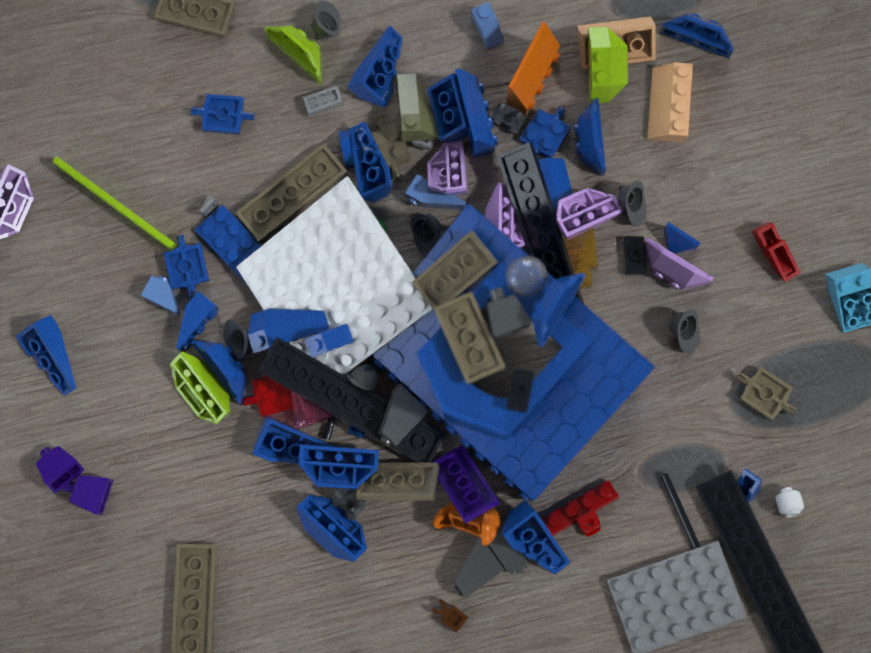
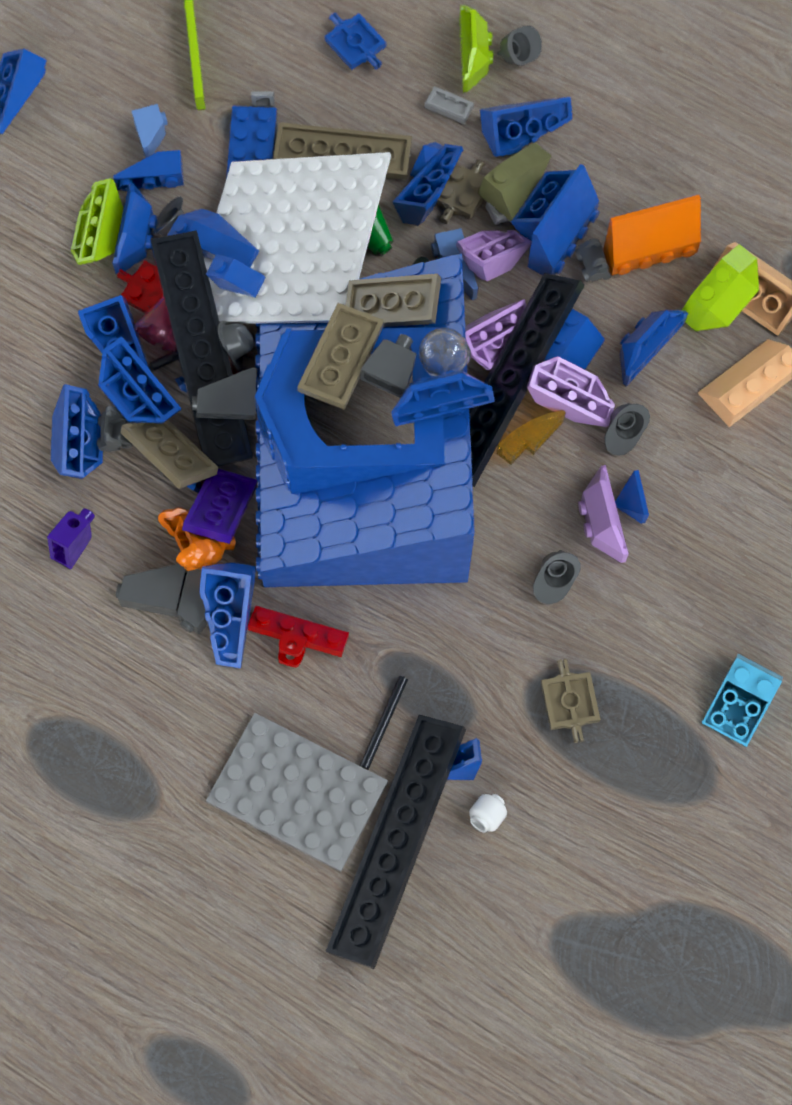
camera: 40 degrees right, 10 degrees down
(186, 266) = (194, 126): blue plate -> none
(398, 596) = (70, 537): none -> dark purple torso
(452, 617) = (91, 608): reddish brown plate -> none
(487, 25) = (655, 172): medium blue slope -> none
(520, 390) = (336, 439): black plate -> none
(546, 132) = (611, 303): blue plate -> none
(634, 255) = (578, 475): black plate -> none
(776, 251) = (712, 592): red slope -> none

